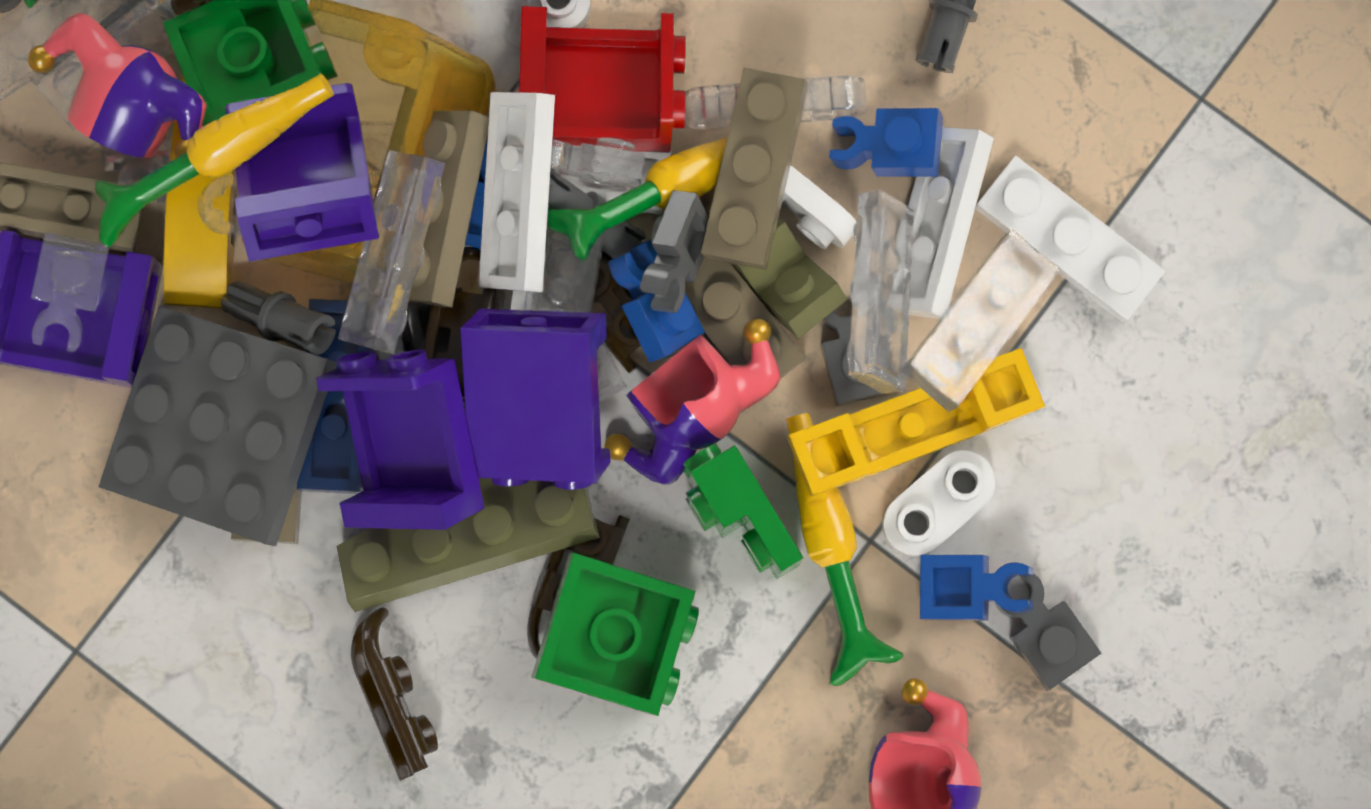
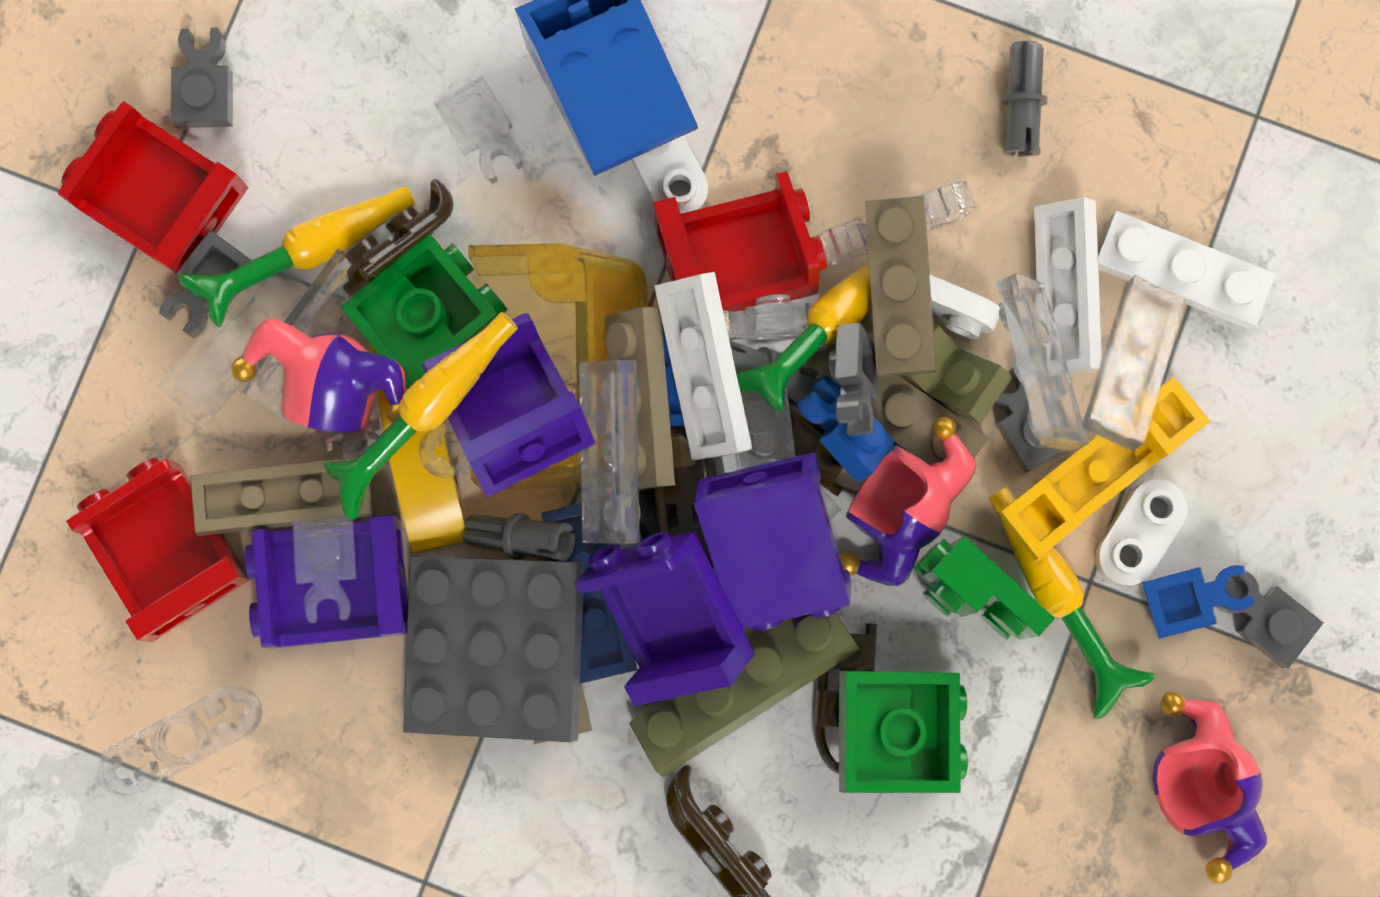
camera: 15 degrees left, 0 degrees up
(900, 143) = (1015, 228): blue plate -> none

